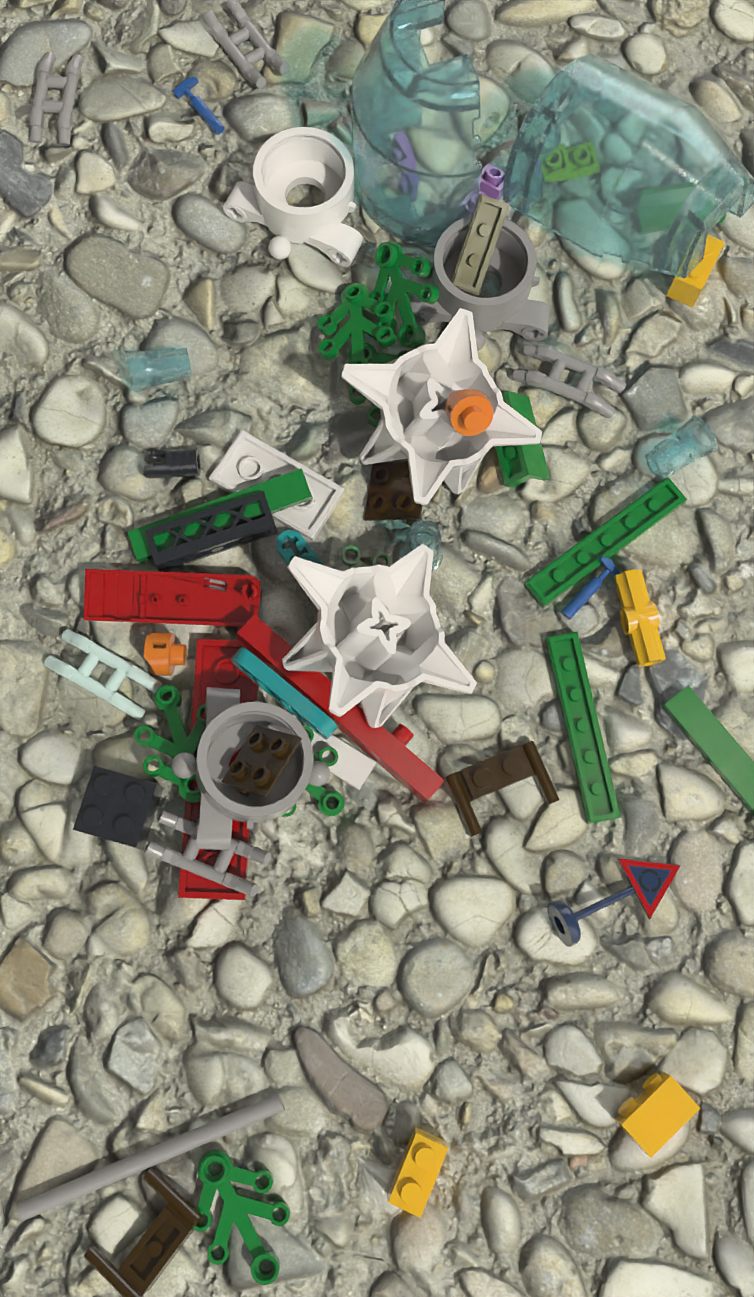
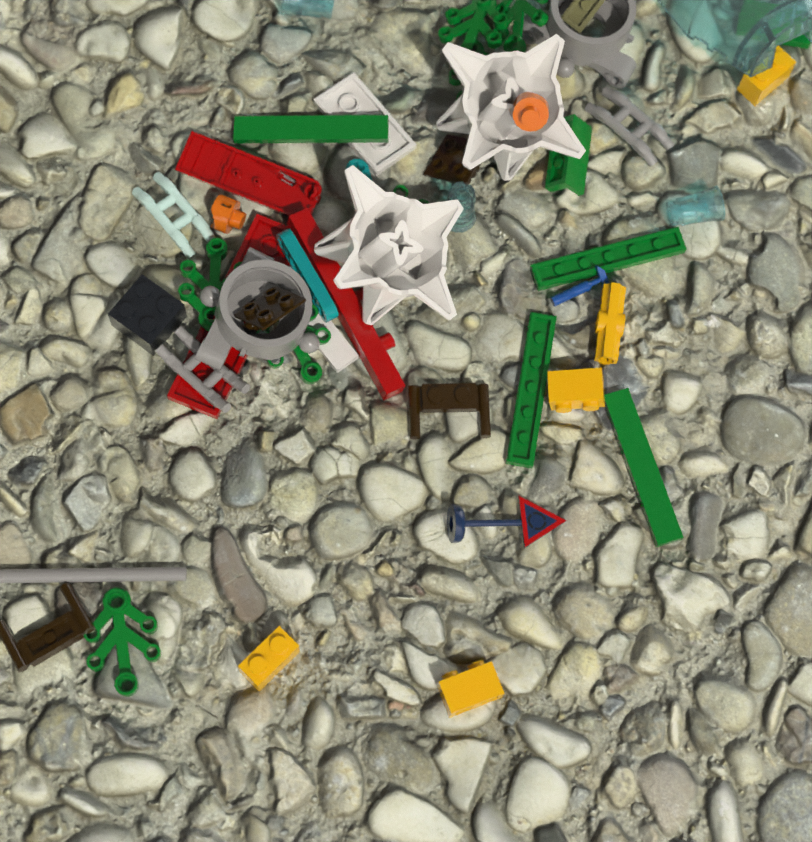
camera: 15 degrees right, 5 degrees down
(172, 463) = (289, 78): black hinge -> none
(213, 543) = (299, 148): black fence -> none
(635, 711) = (576, 389): none -> yellow brick

